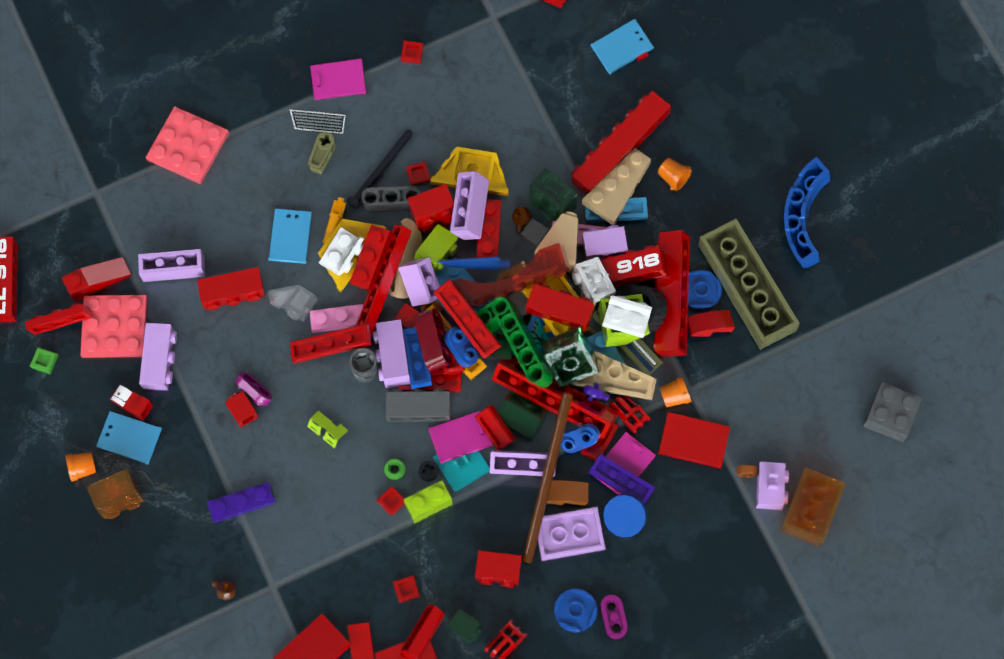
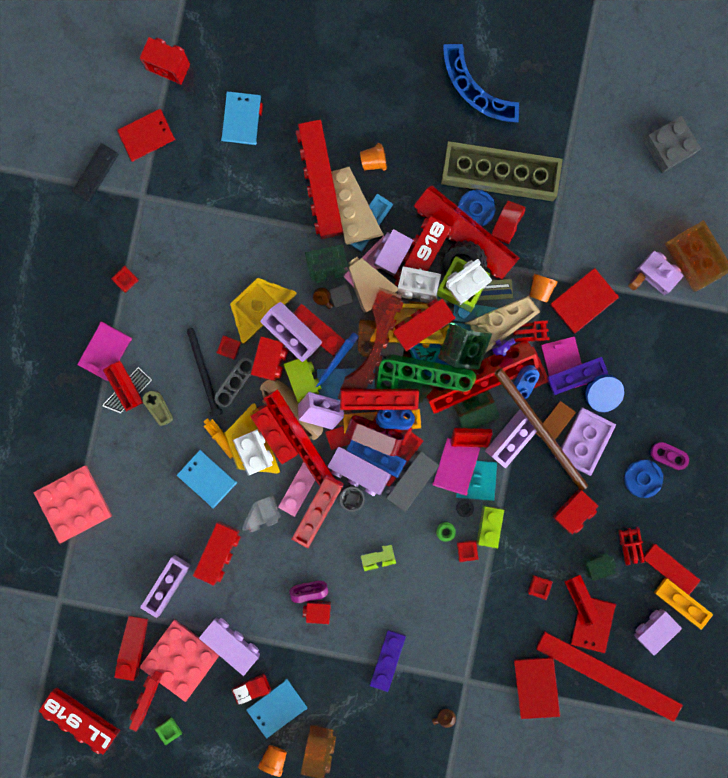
camera: 55 degrees left, 15 degrees up
(319, 112) = (123, 386): none -> red piece

